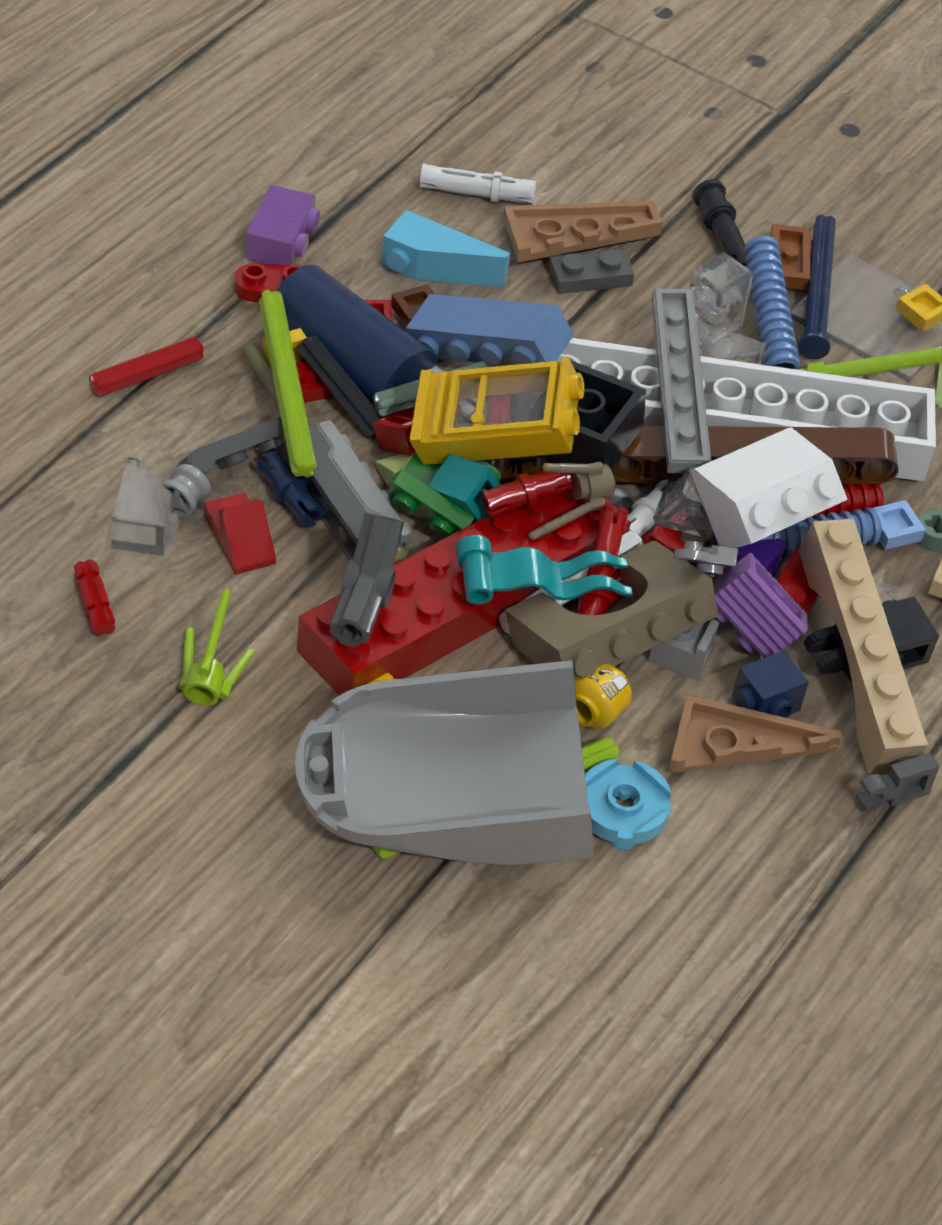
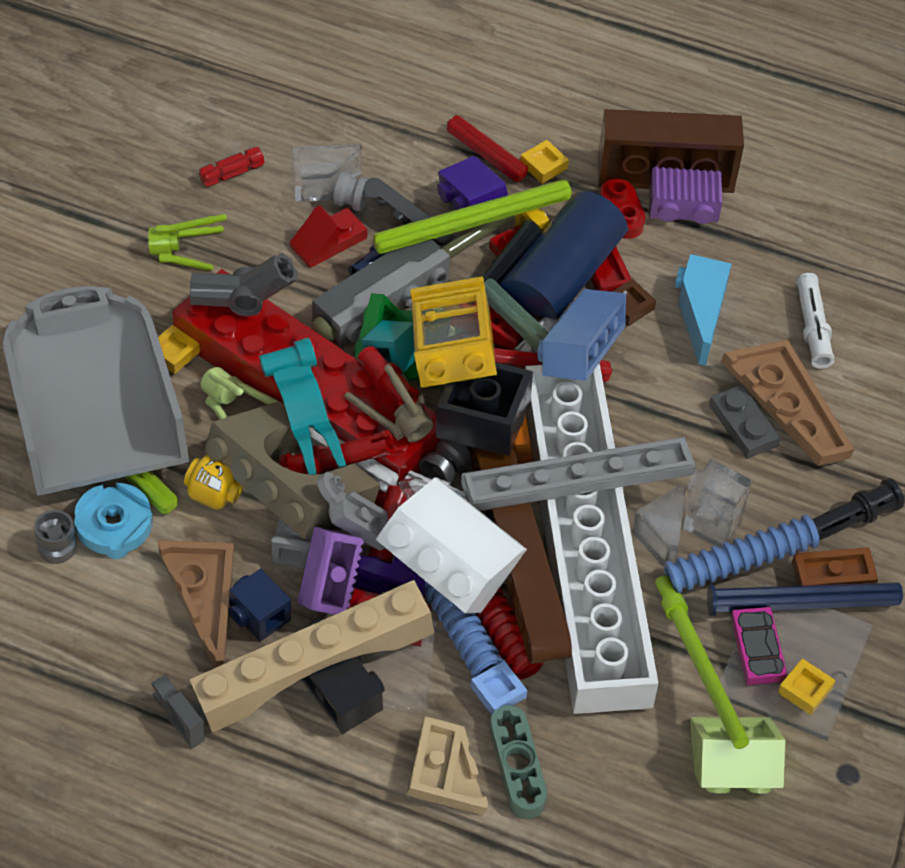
camera: 80 degrees right, 5 degrees up
(189, 320) = (544, 161): none -> yellow plate
(223, 210) = (641, 140): none -> reddish brown brick
(229, 380) = (469, 184): none -> dark purple brick
(459, 656) = (225, 388): none -> yellowish green plant
(645, 856) = (55, 536): none -> flat silver wheel
(869, 329) = (758, 646): none -> tile

